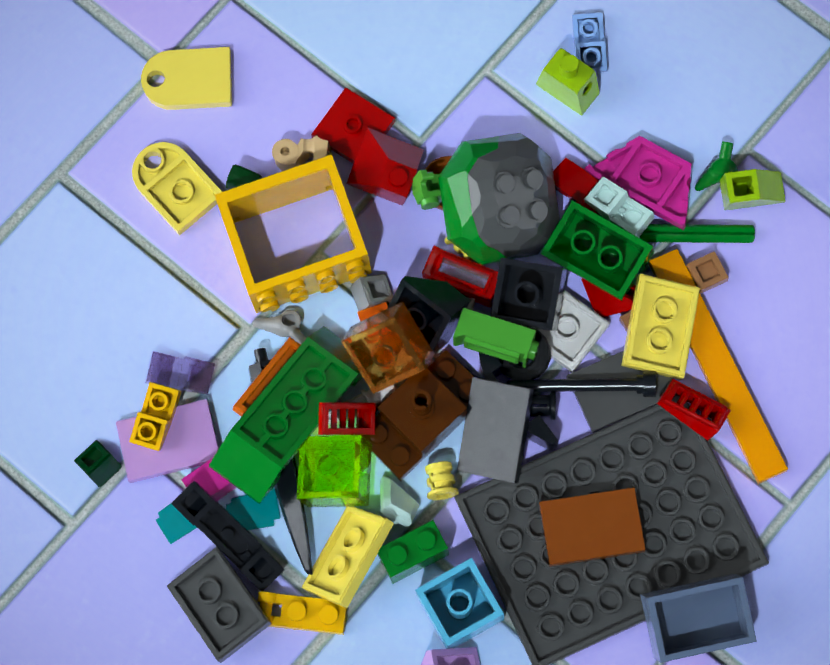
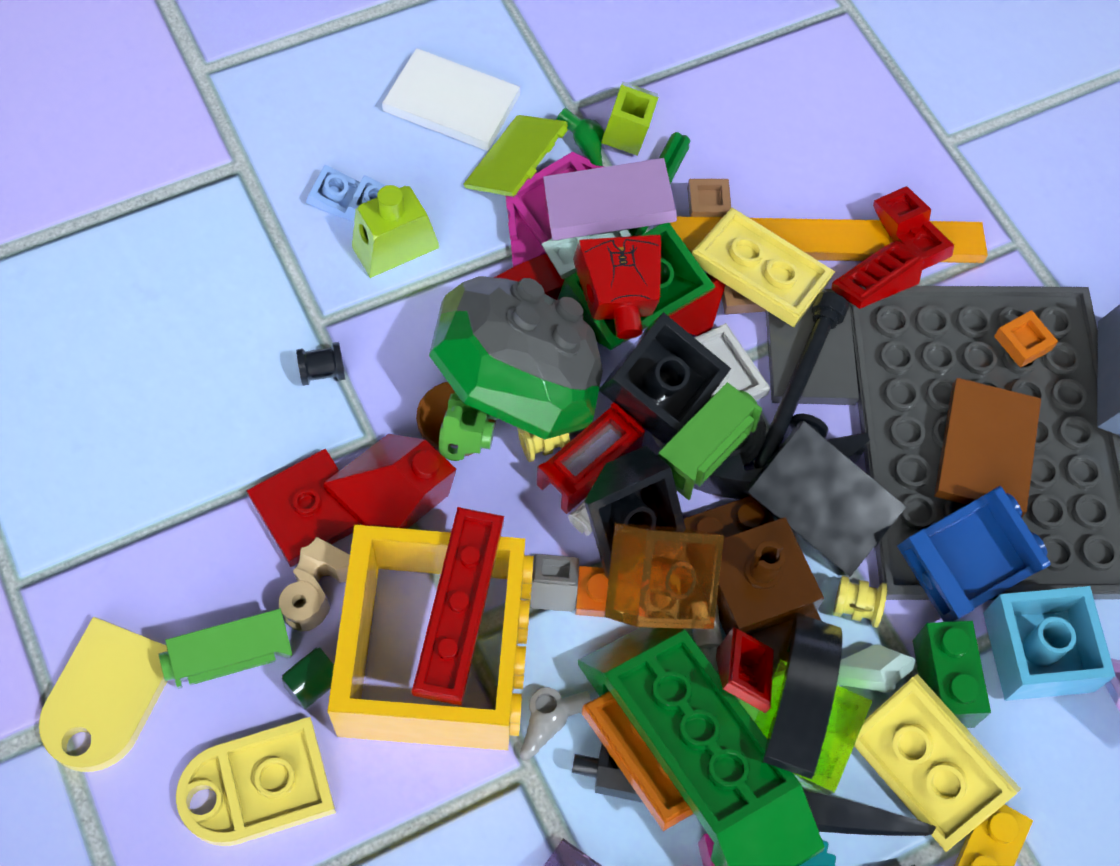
camera: 80 degrees left, 10 degrees down
(238, 127) = (225, 649): none -> bright green window
(307, 234) = (458, 607): none -> red tile
(348, 453) = (805, 696): none -> black slope
(451, 85) = (320, 364): none -> black bush
(498, 536) = (974, 554): none -> blue panel
(582, 234) = (620, 279): none -> red torso
(654, 202) = (609, 199): none -> lavender tile
(676, 129) = (516, 155): none -> lime piece
(690, 525) = (1026, 338): none -> orange plate
(706, 66) = (451, 99): none -> white tile
(750, 419) = (907, 221): none -> red slope

